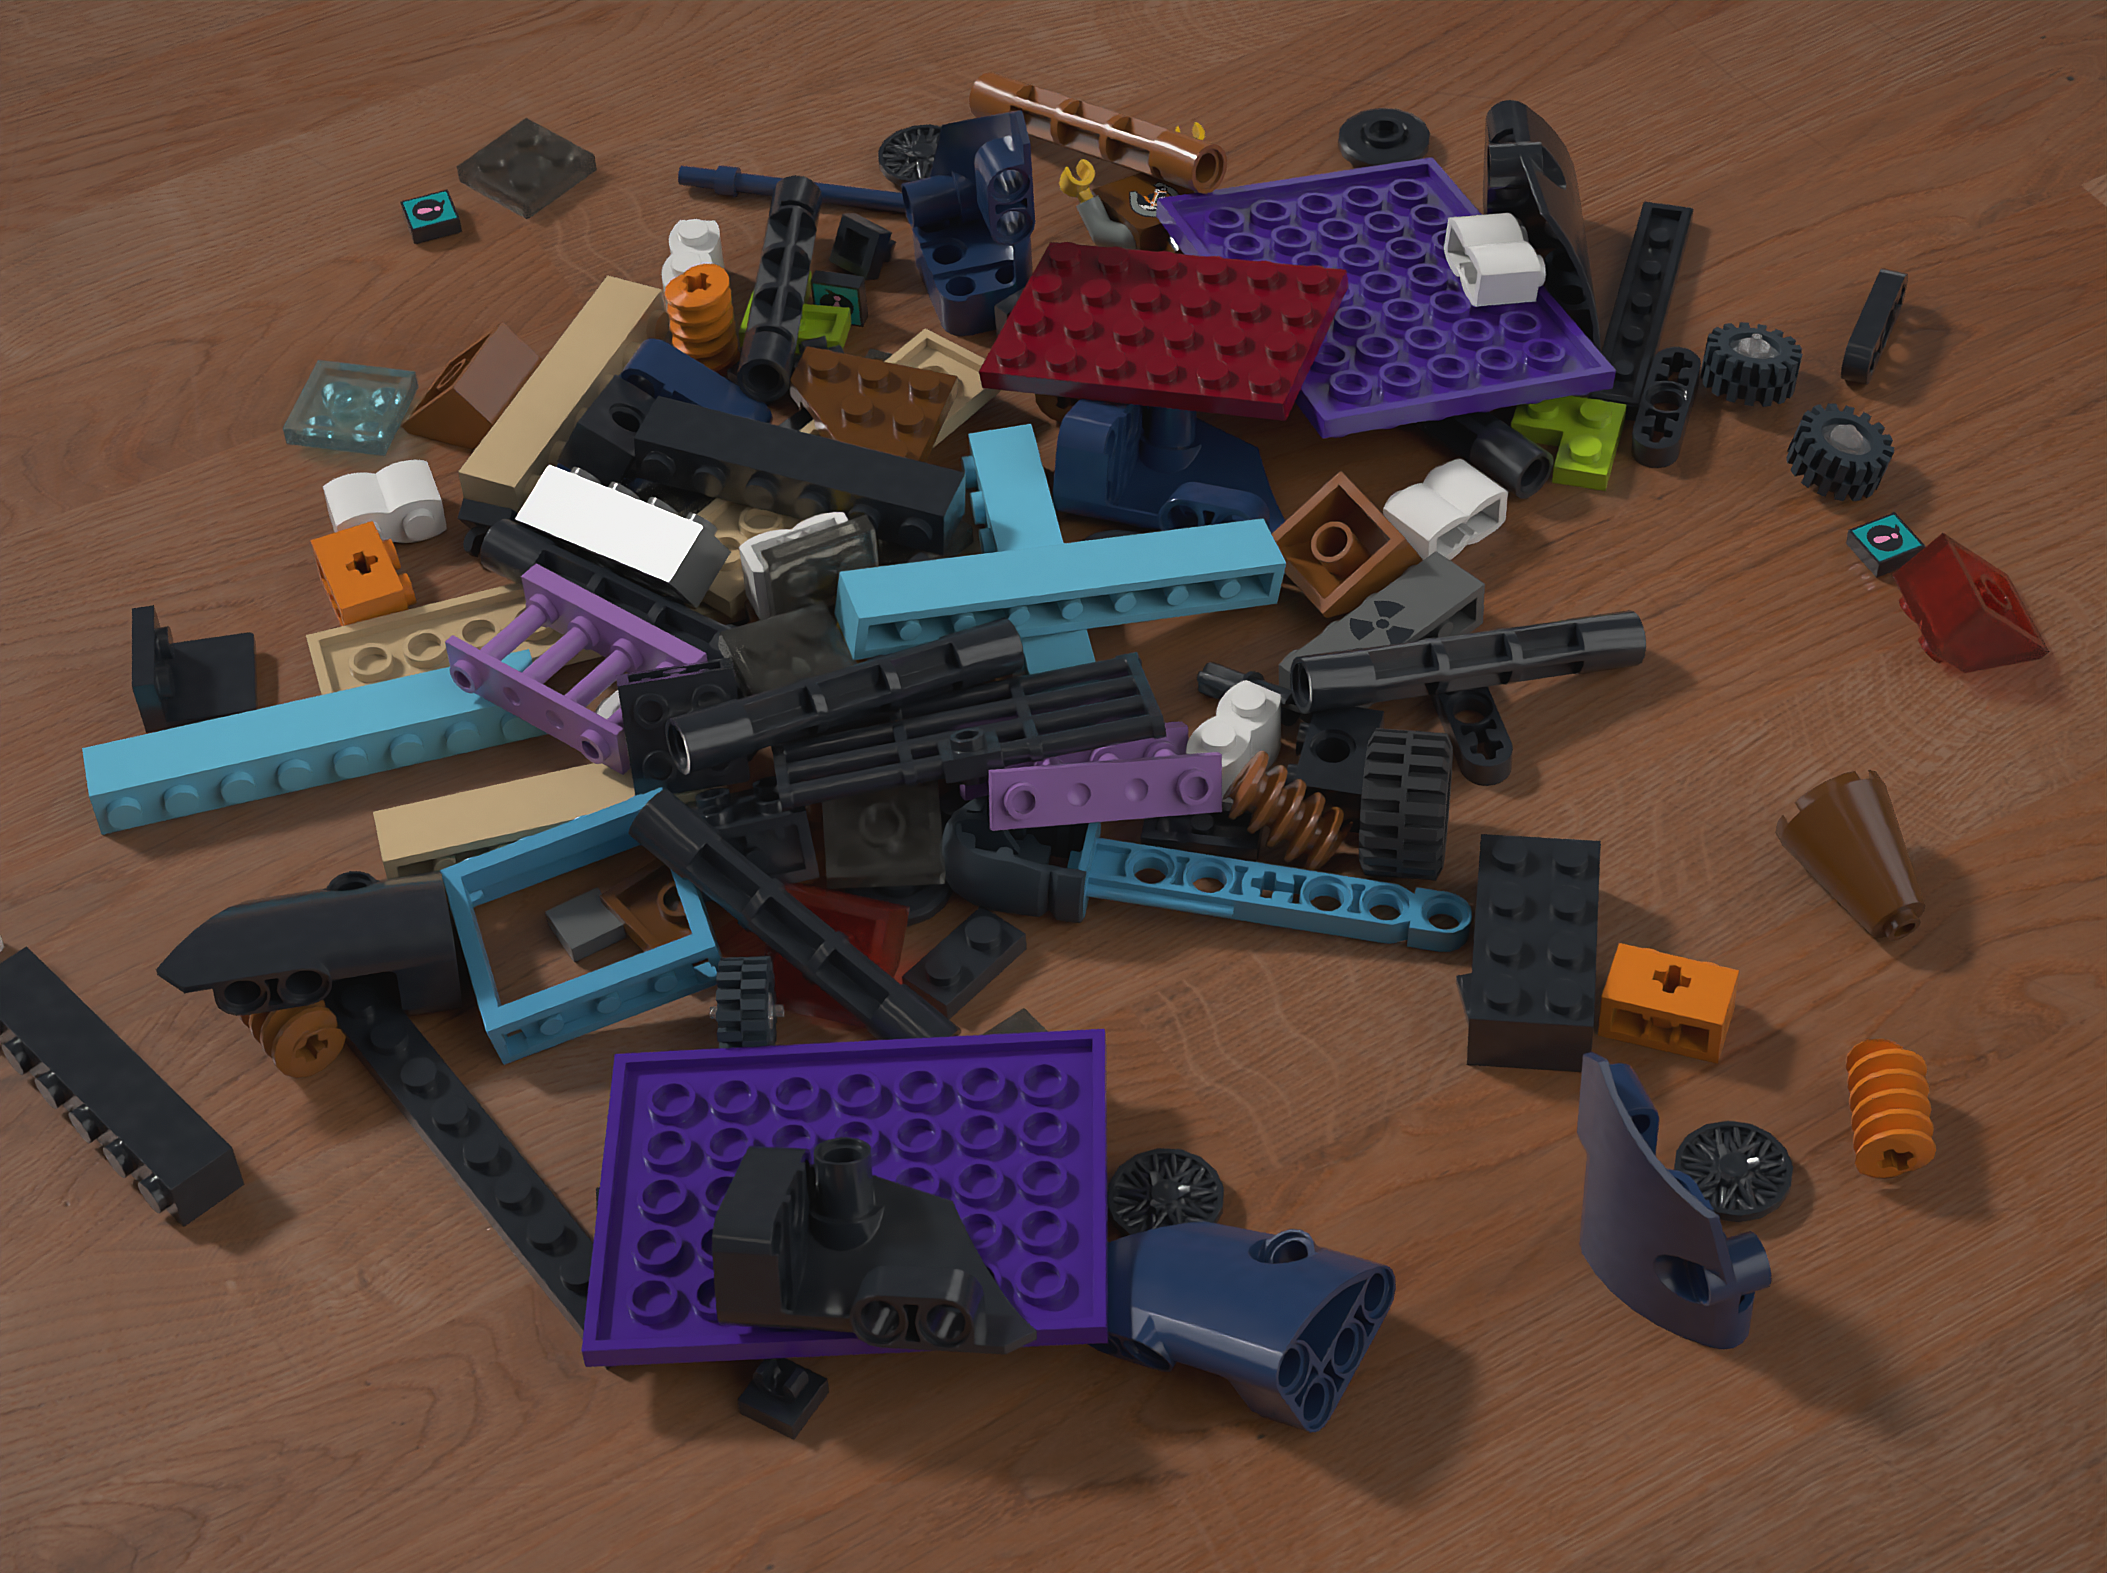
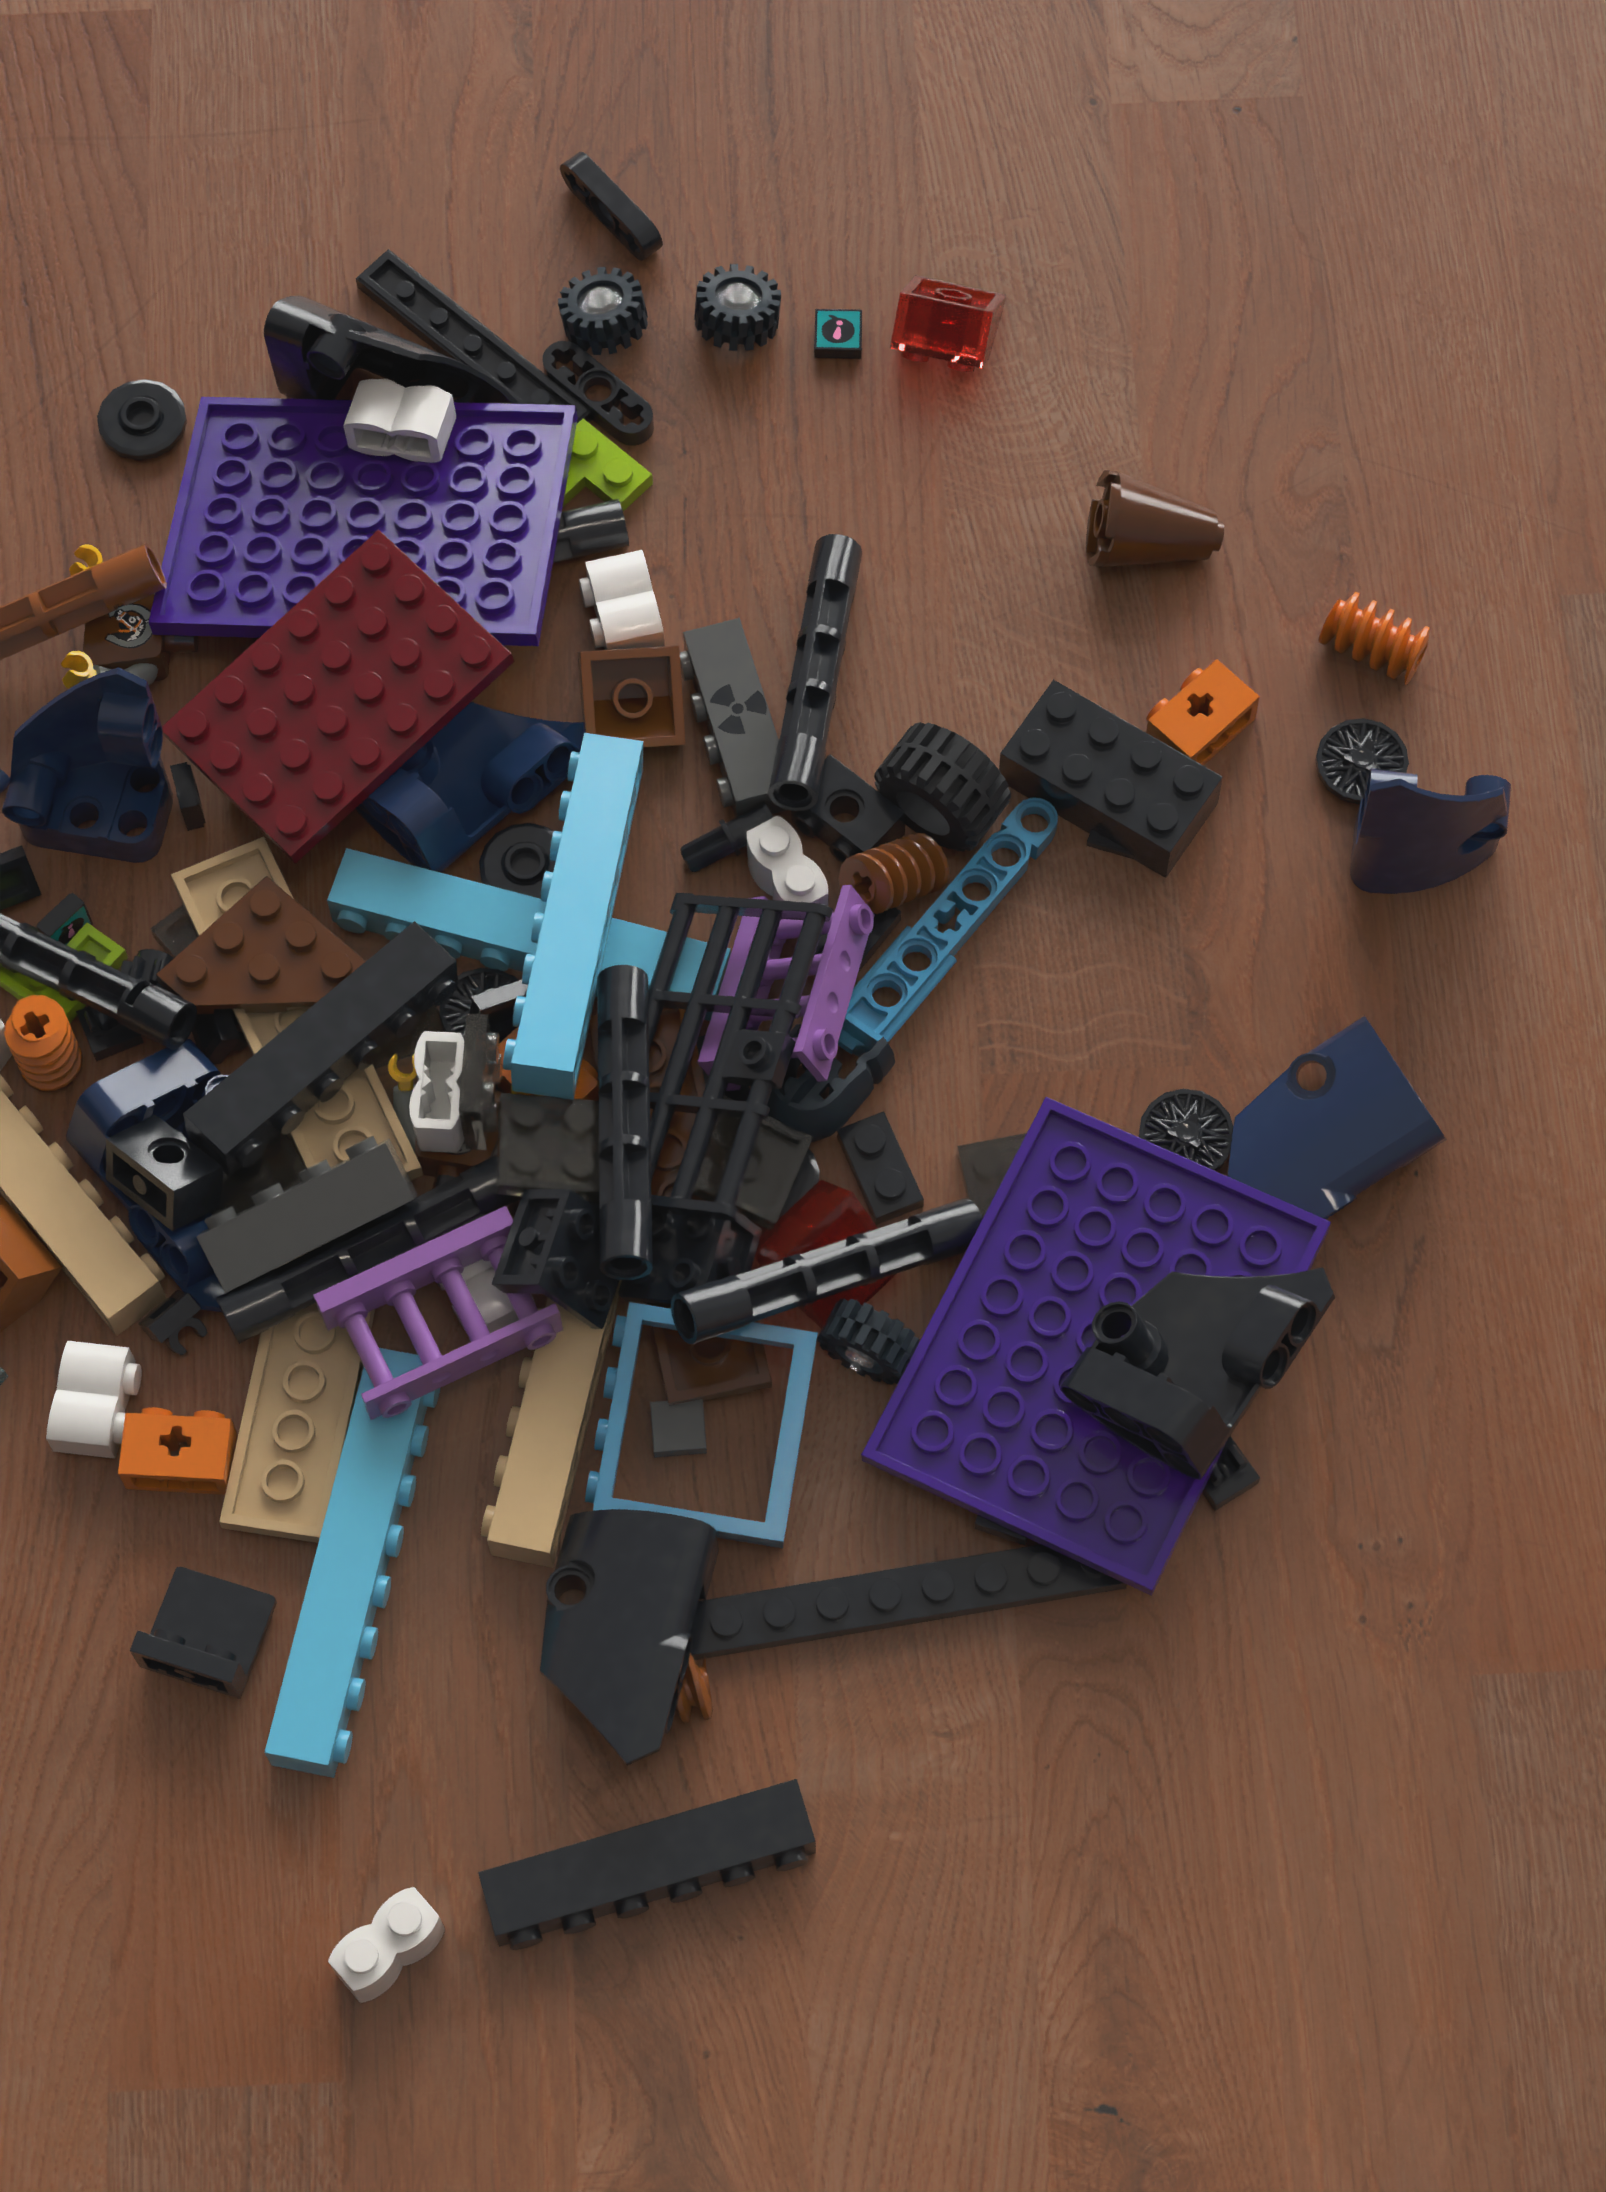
camera: 65 degrees left, 20 degrees up
(1467, 736) = (852, 718): black beam -> none

